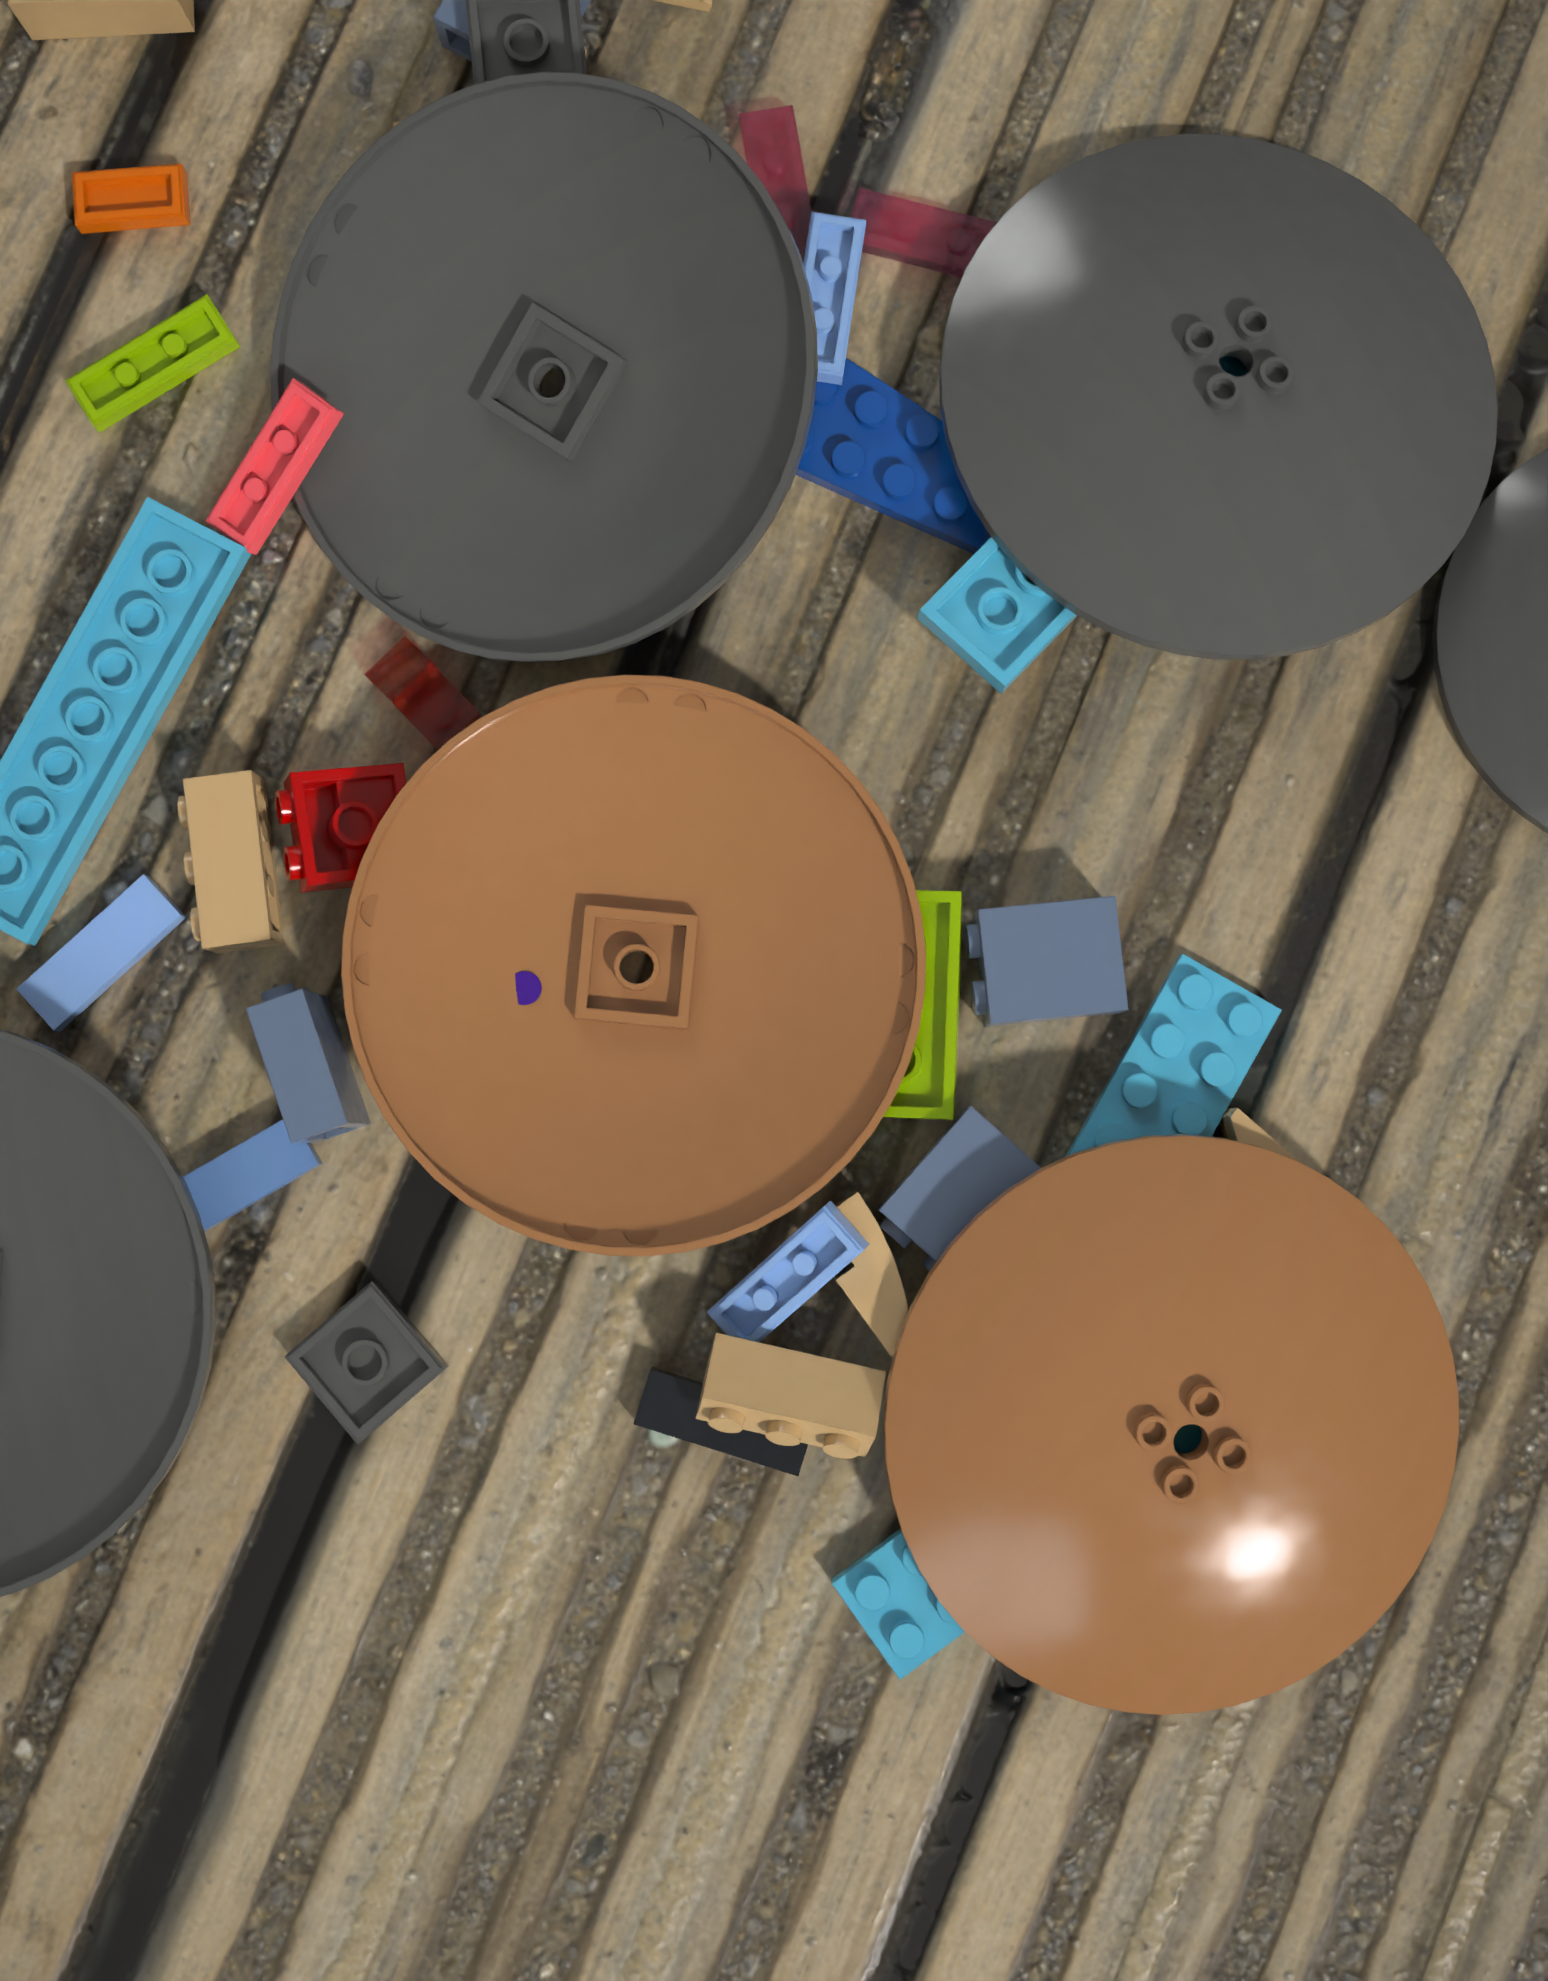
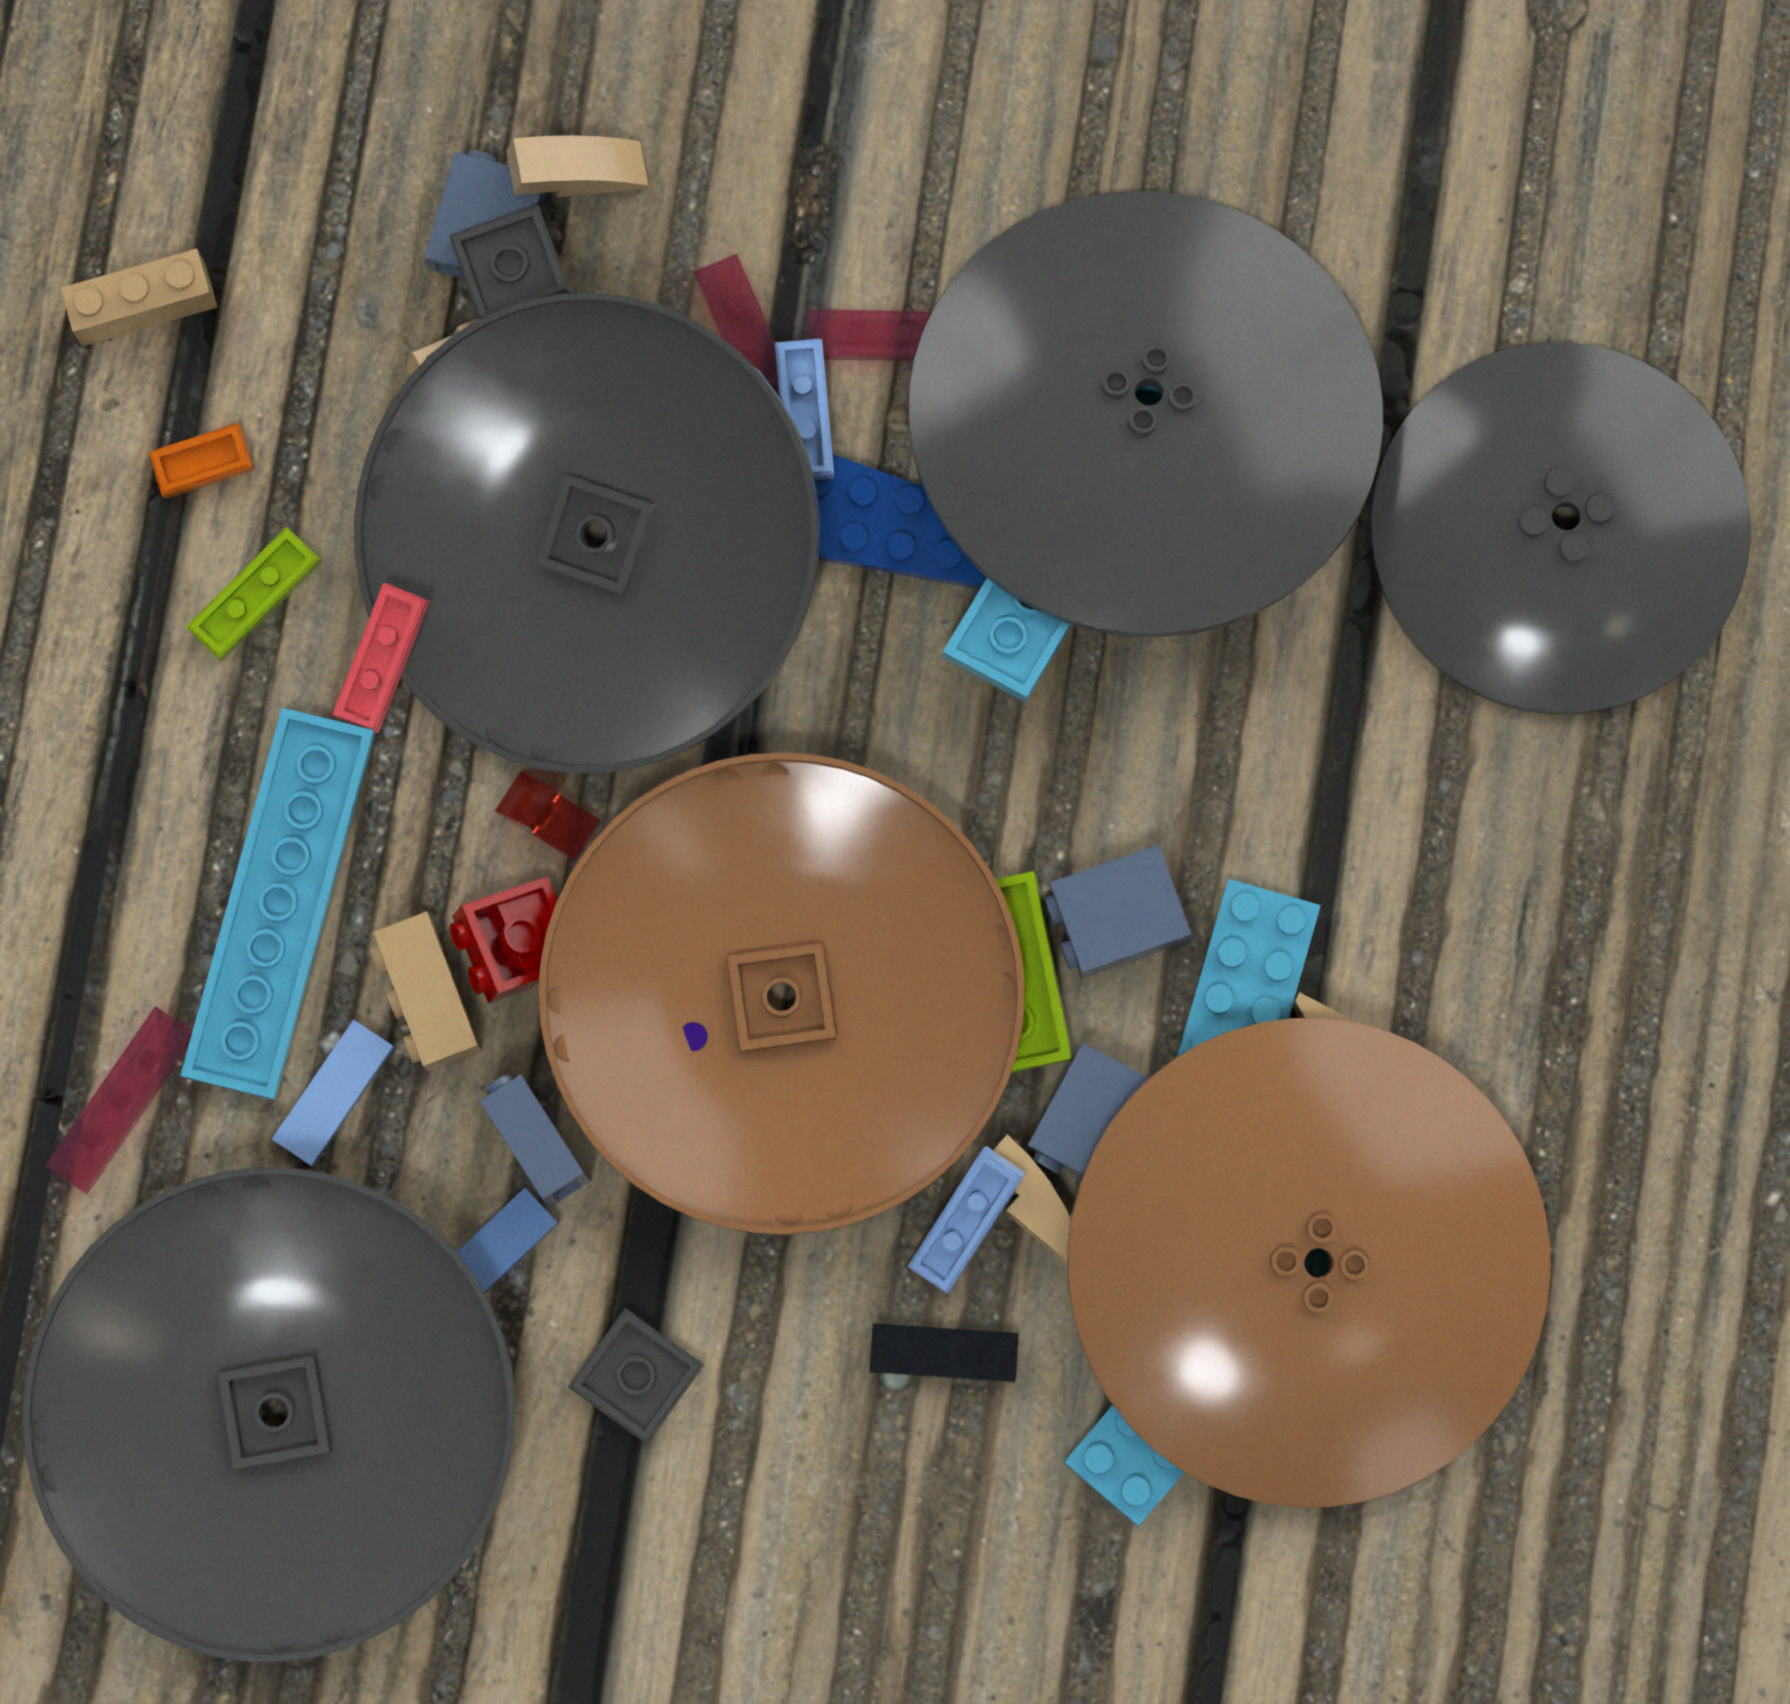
camera: 10 degrees left, 5 degrees down
(791, 1396) = (992, 1313): tan brick -> none

